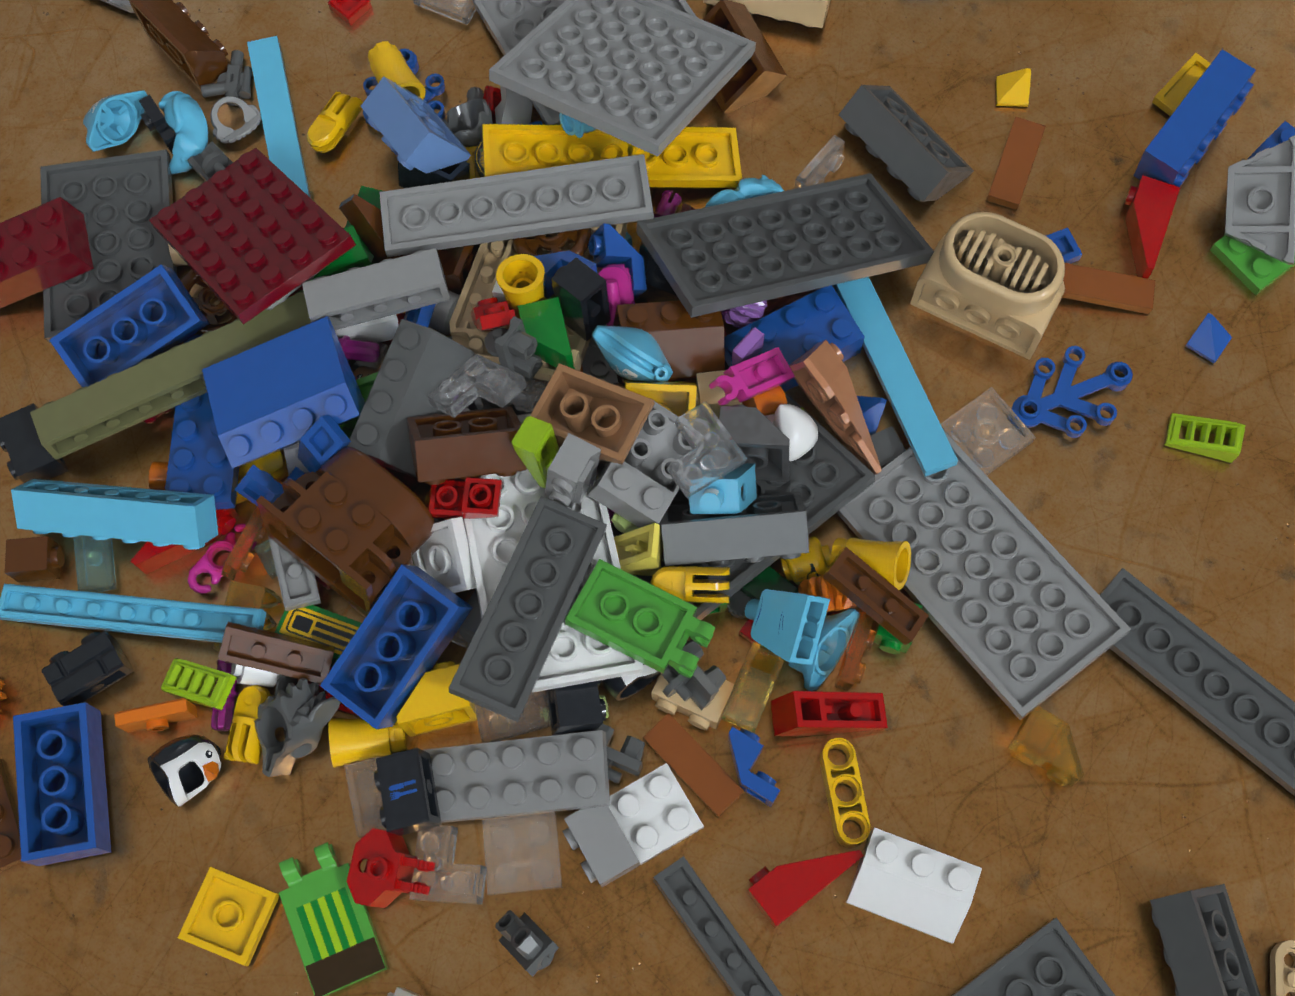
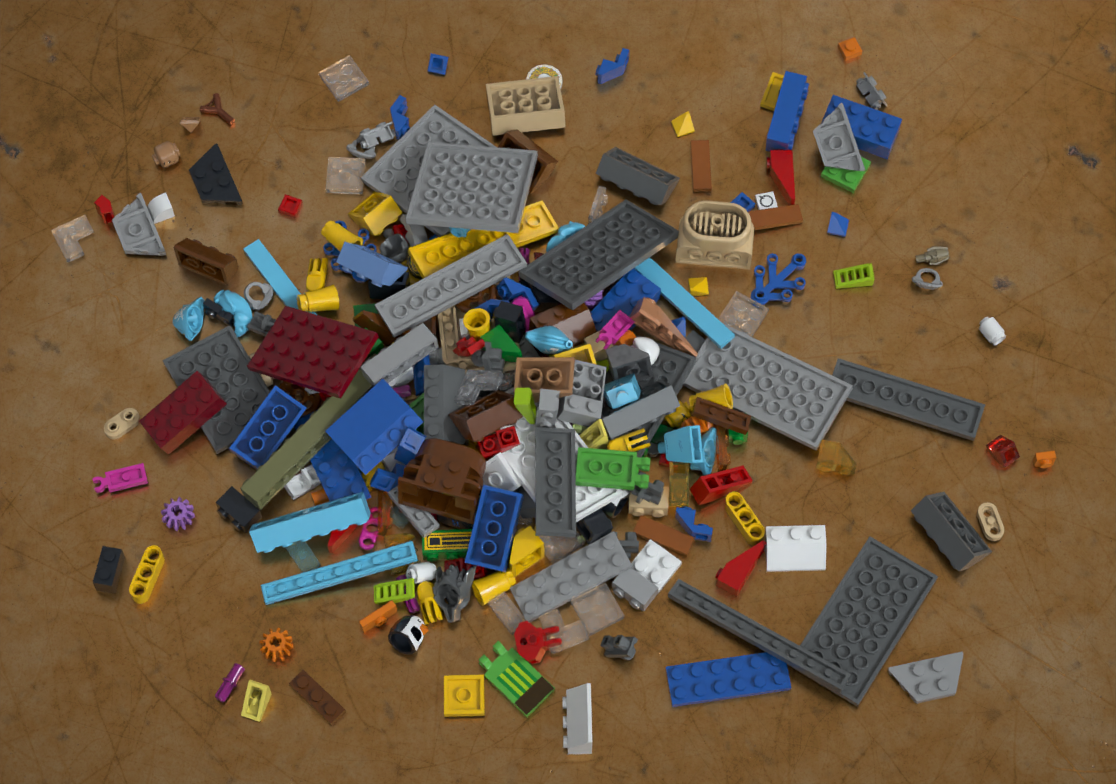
camera: 25 degrees left, 5 degrees down
(33, 559) = (271, 565): reddish brown brick -> none
(61, 784) = (348, 666): blue brick -> none
(87, 669) = (329, 608): black brick -> none
(149, 440) = (302, 482): none -> white slope
(232, 82) = (245, 274): dark grey piece -> none
(275, 653) = (431, 558): reddish brown plate -> none
(313, 158) = (319, 300): none -> yellow plant
(407, 792) = (529, 598): black brick -> none
(467, 58) = (376, 213): none -> yellow slope
(712, 453) = (613, 373): clear plate -> none
(748, 346) = (604, 316): medium lavender tile -> none
(931, 357) = (698, 286): none -> yellow slope
(1102, 256) = (766, 200): none -> white tile

